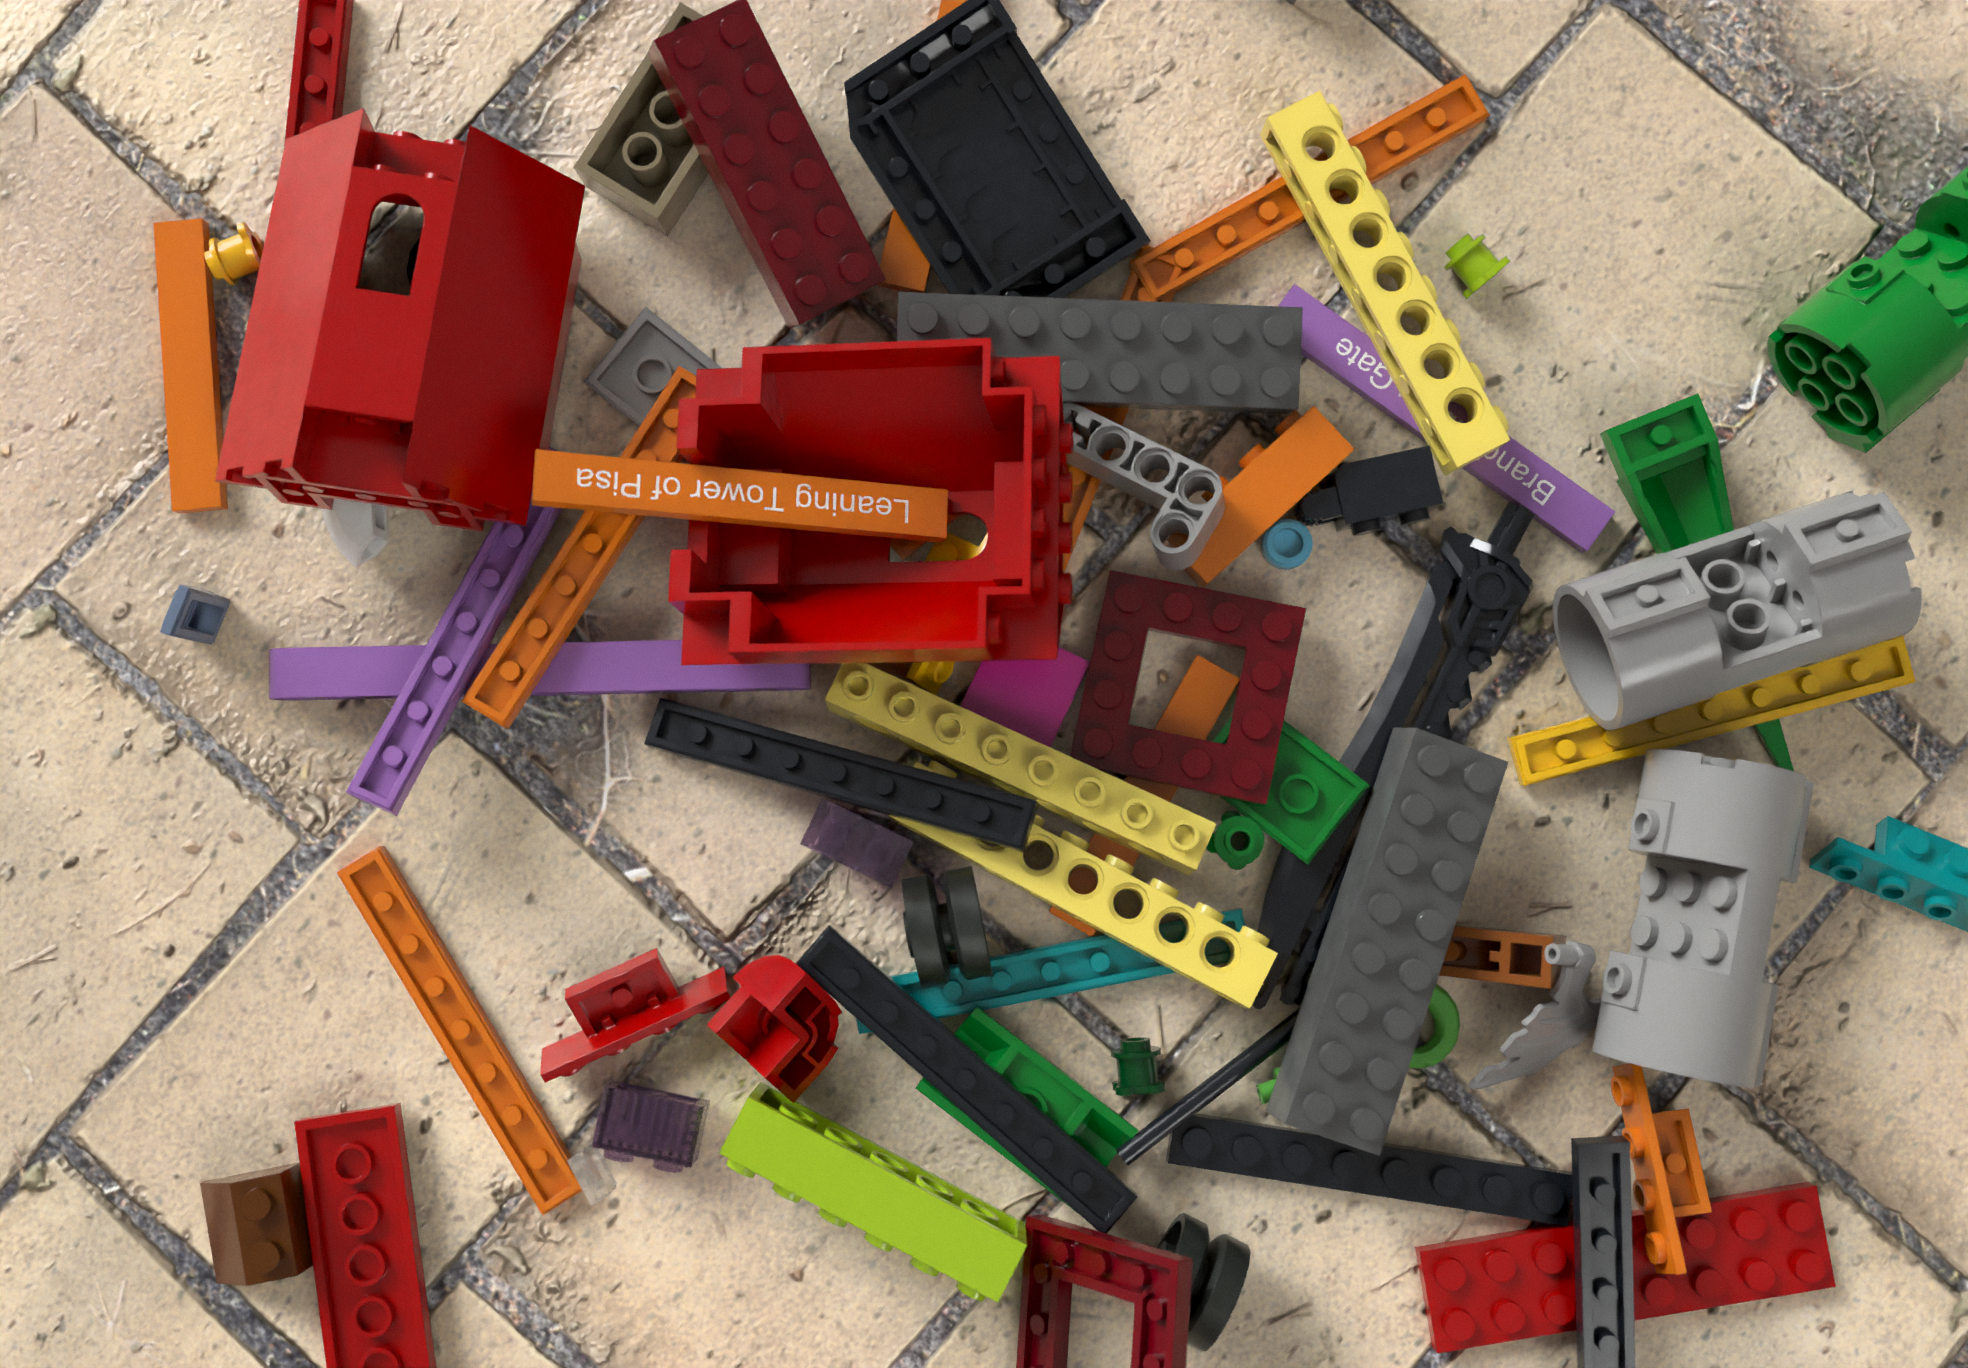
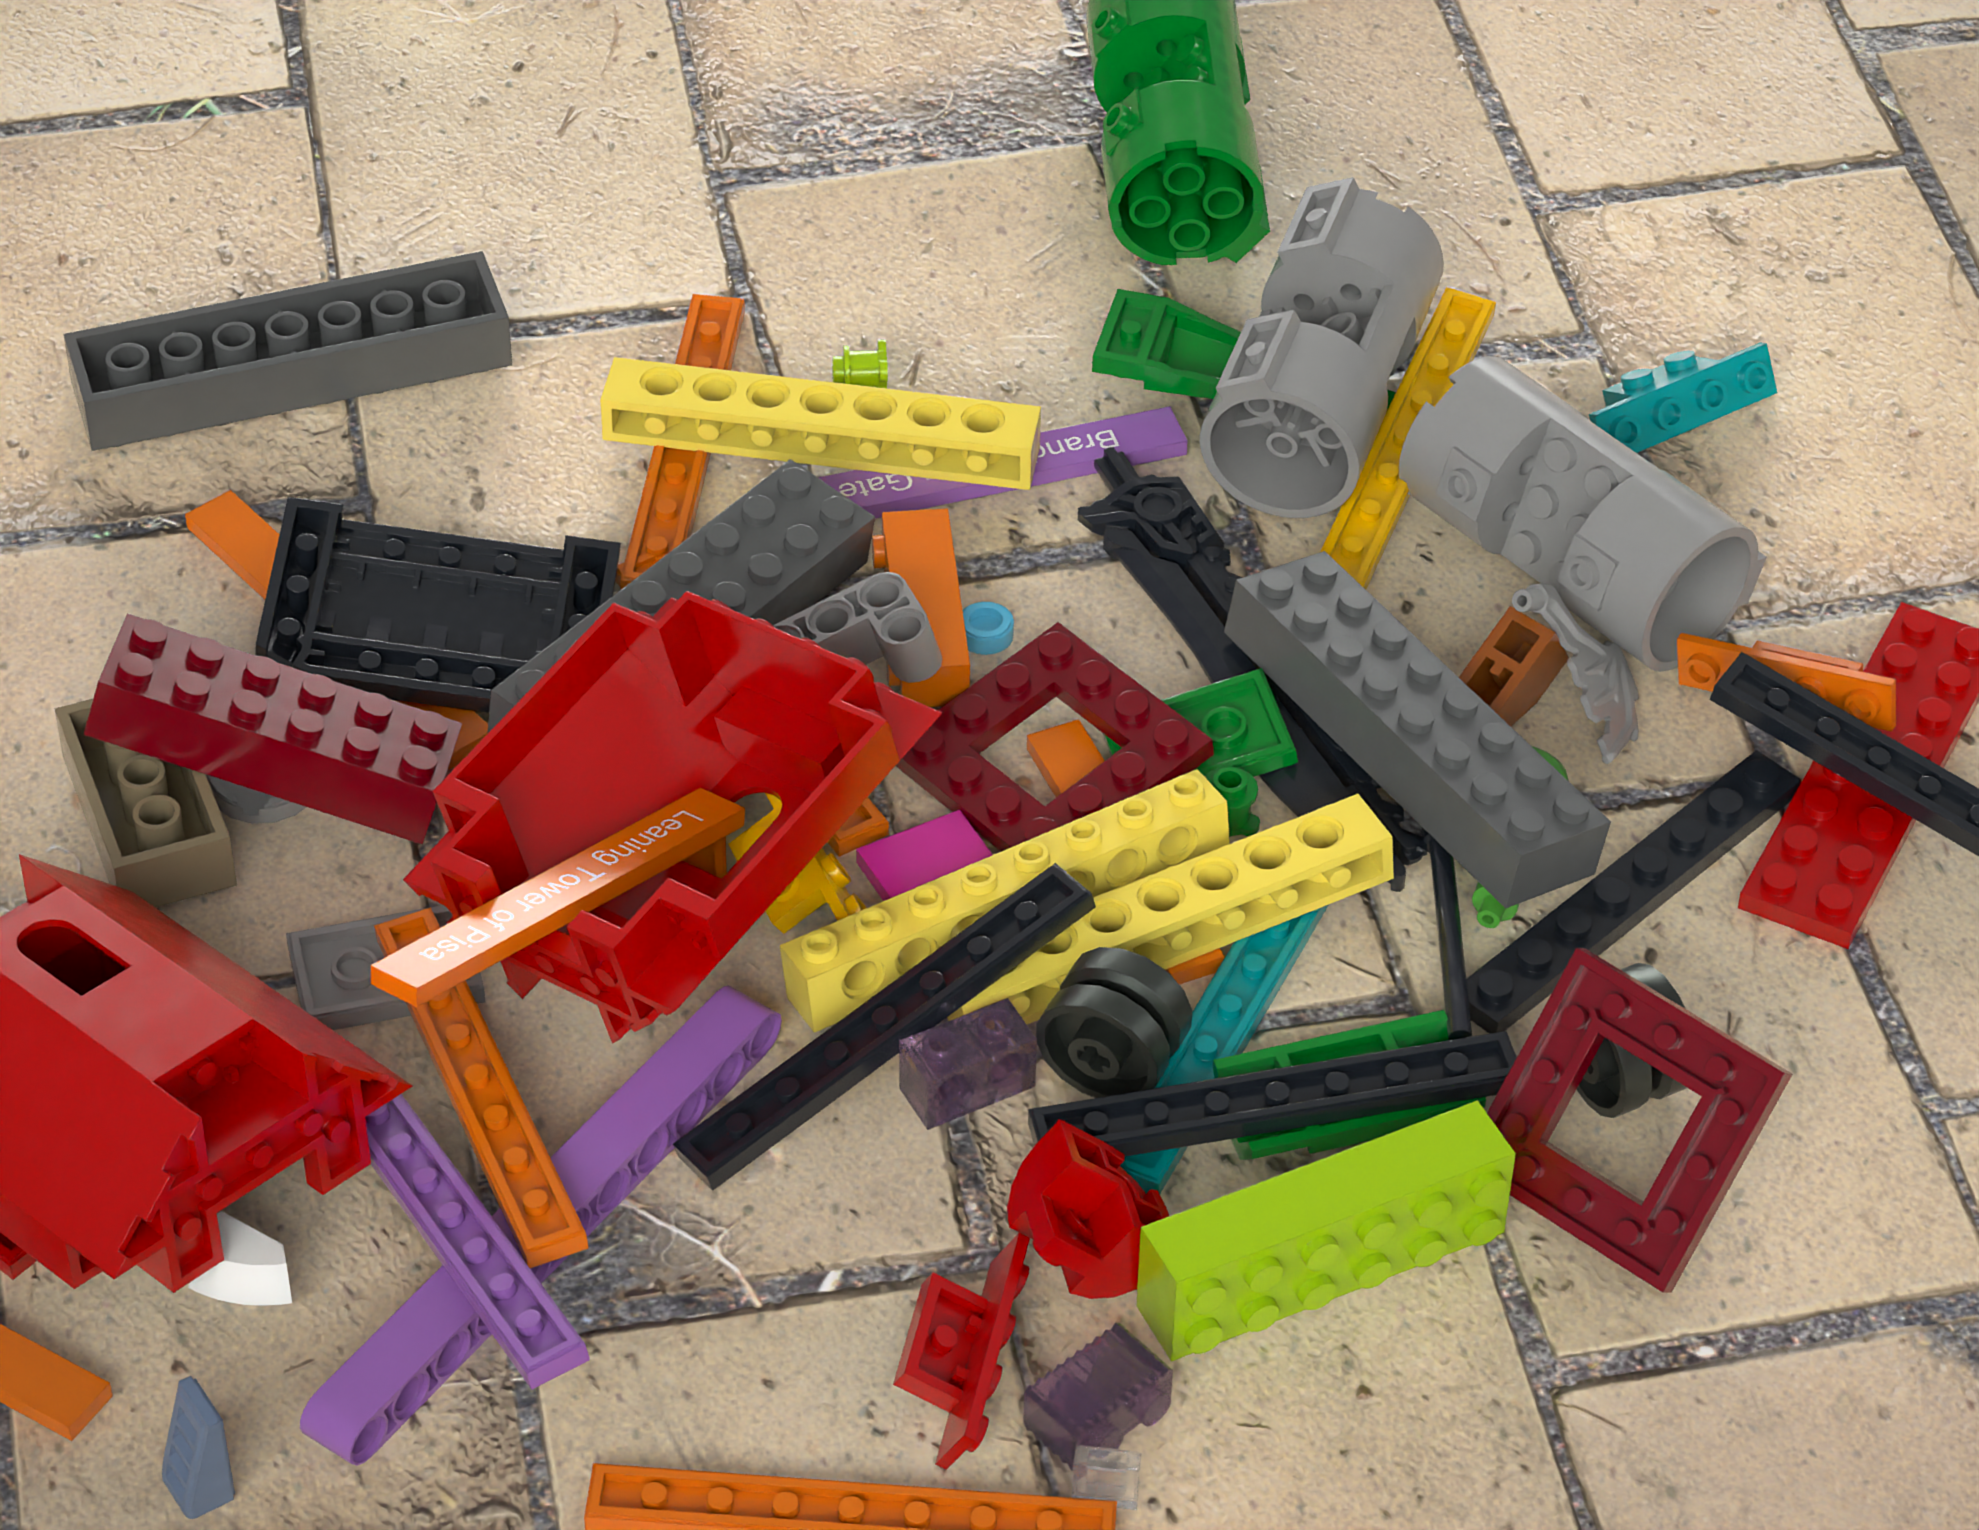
camera: 55 degrees left, 40 degrees down
(1137, 1067) = (1382, 987): dark green brick -> none
(1374, 492) = (1001, 534): black hinge -> none

